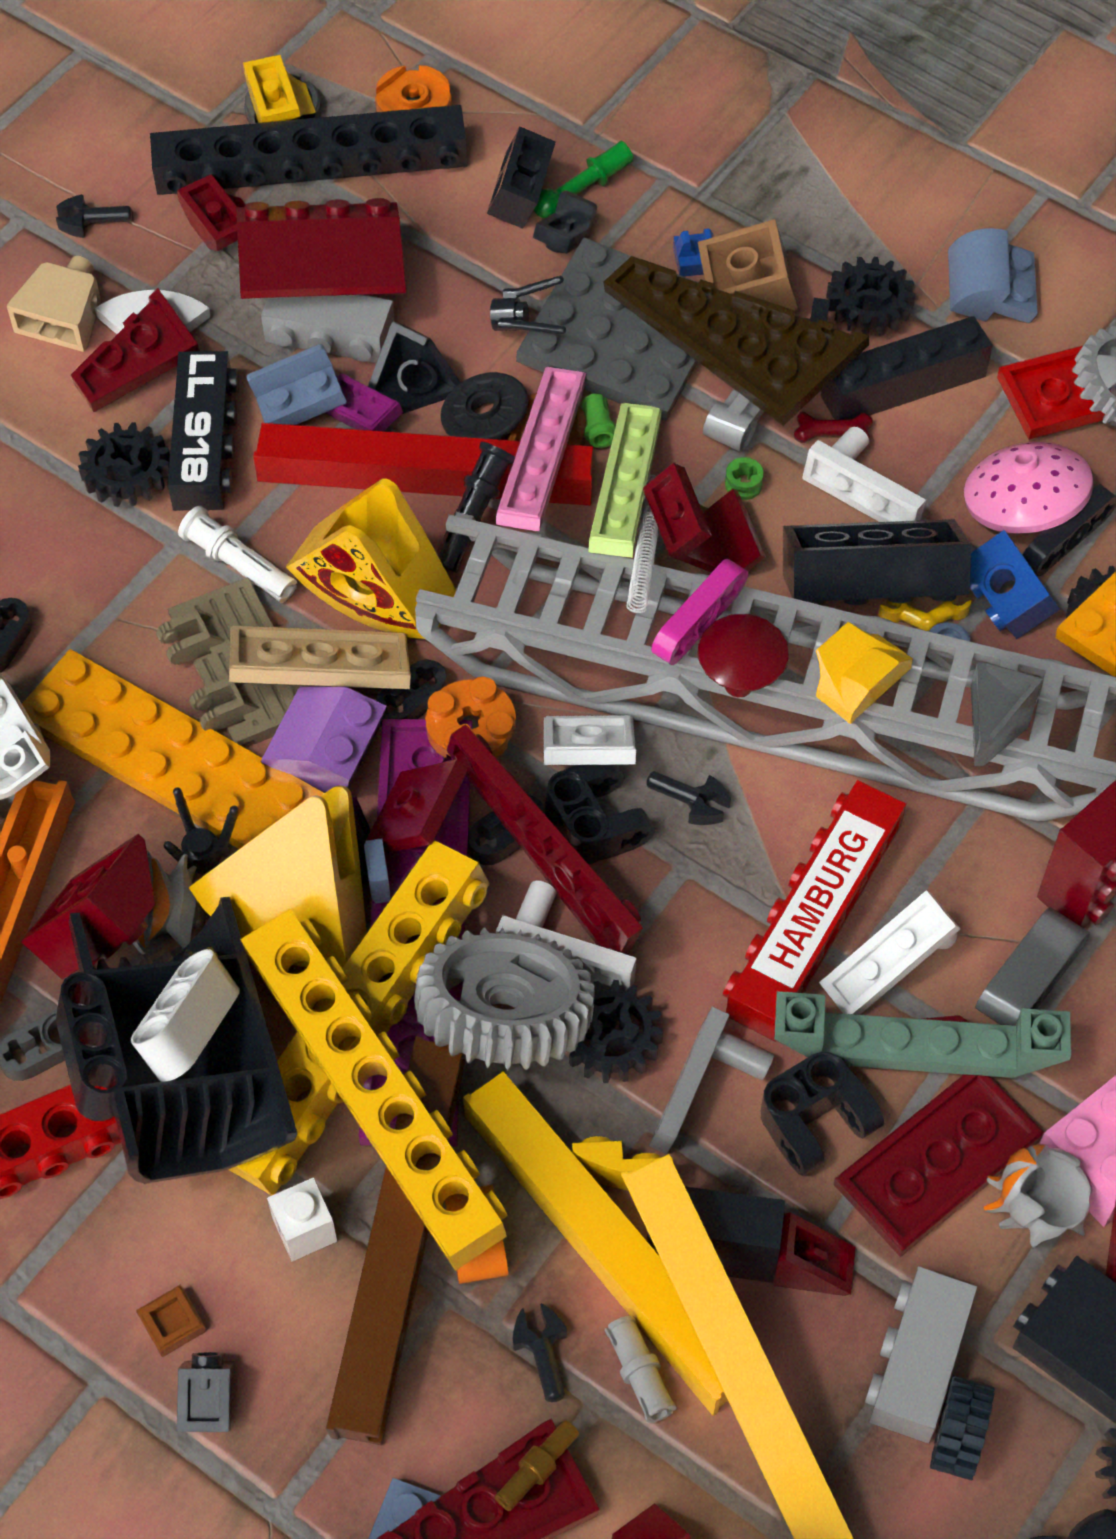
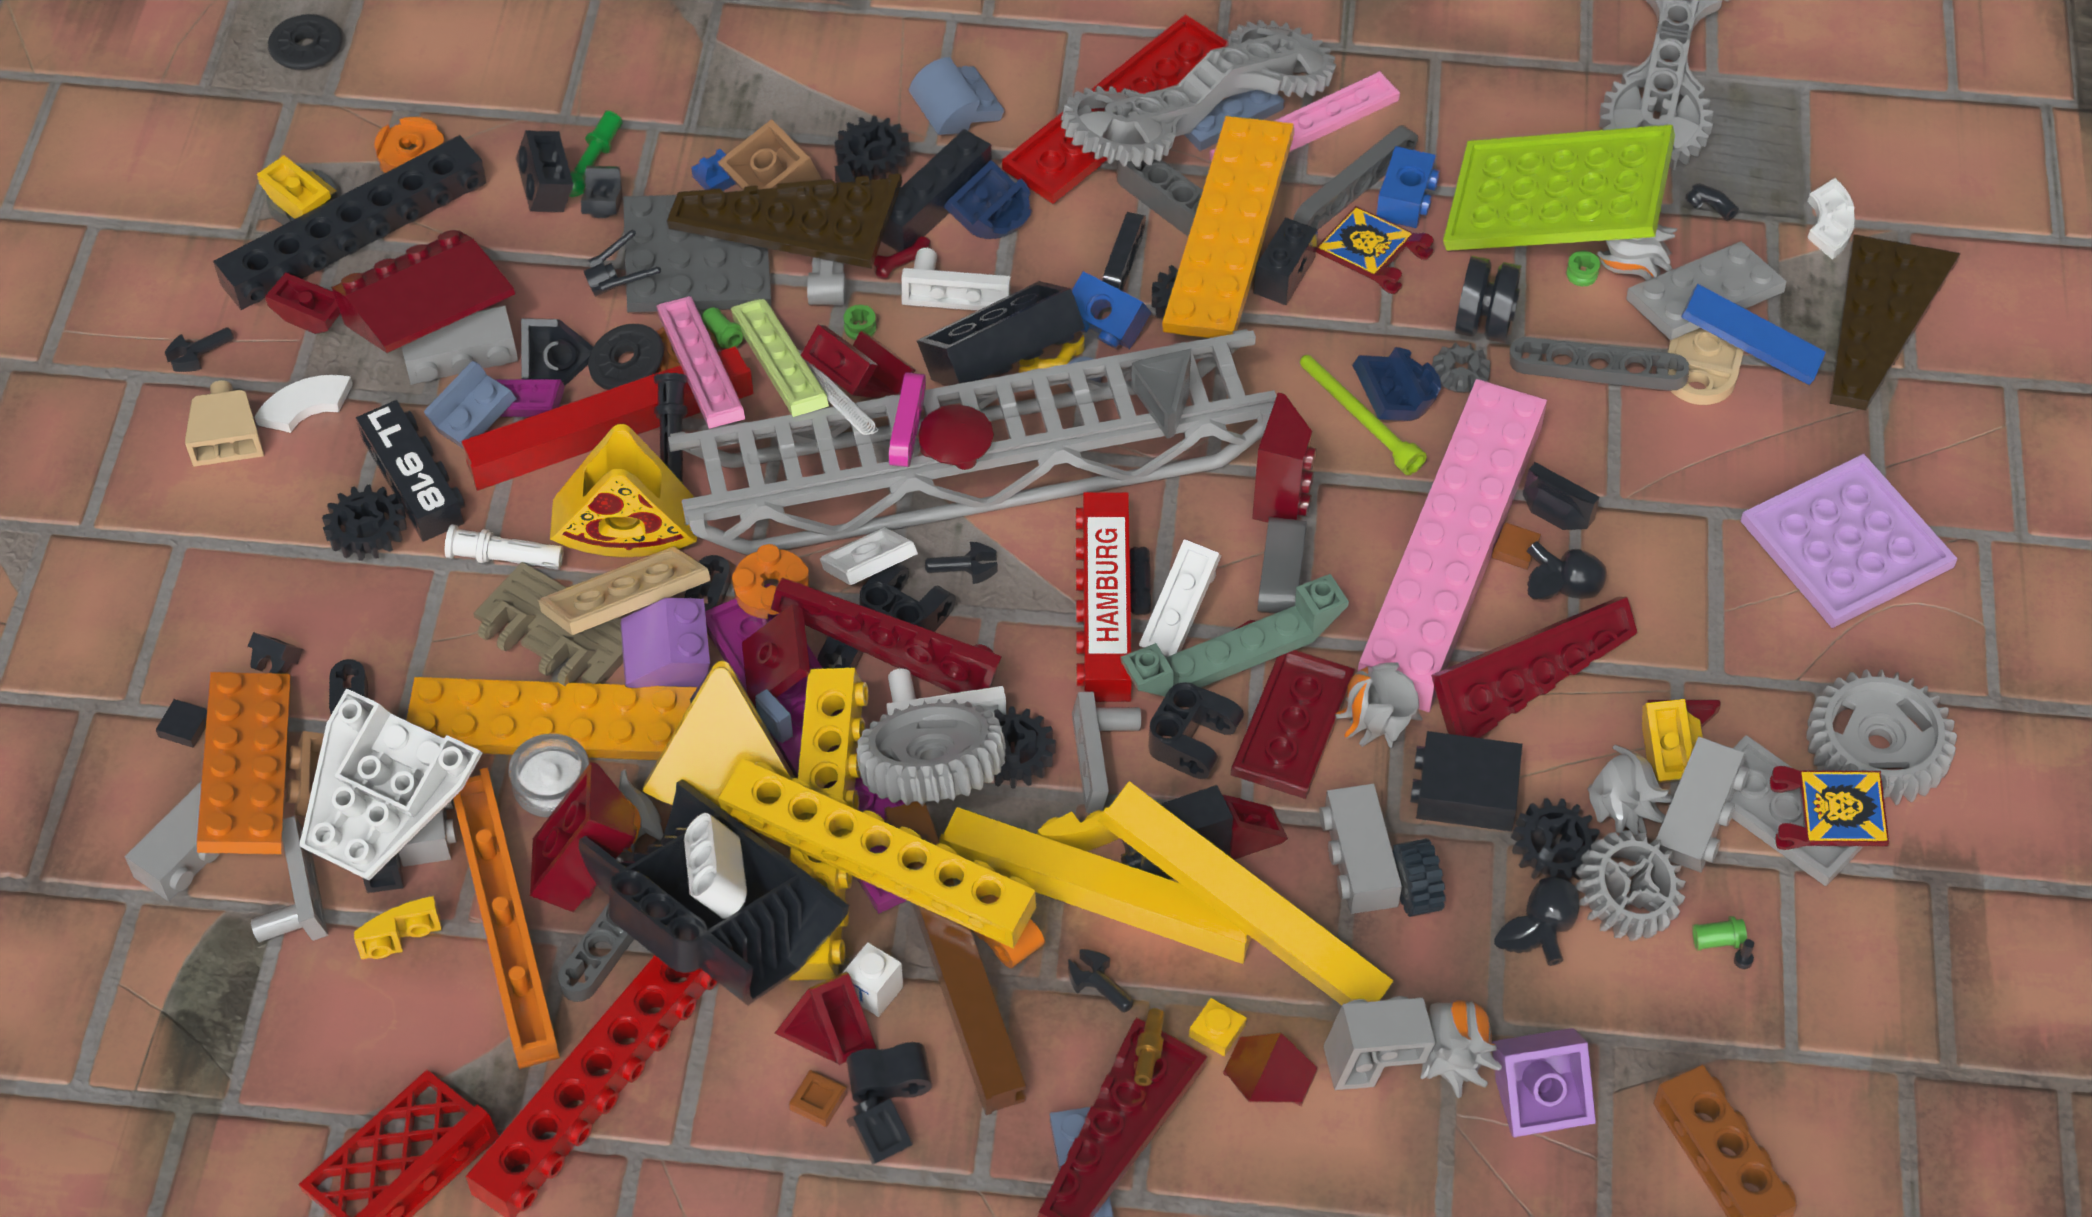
camera: 30 degrees left, 5 degrees down
(124, 807) = (545, 771): none -> clear piece
(135, 355) = (317, 434): dark red wing -> none
(201, 844) = (617, 761): black plant -> none
(233, 1244) = (829, 1021): none -> dark red slope
(255, 1335) = (889, 1072): none -> black axle
(637, 1477) = (1217, 1027): none -> yellow plate
(640, 1369) = (1176, 956): light grey pin -> none
(857, 670) = (1046, 410): yellow slope -> none
(866, 908) = (1140, 580): none -> black axle
(960, 409) = (991, 203): none -> dark blue slope
(1028, 487) = (1076, 237): bright pink dish -> none

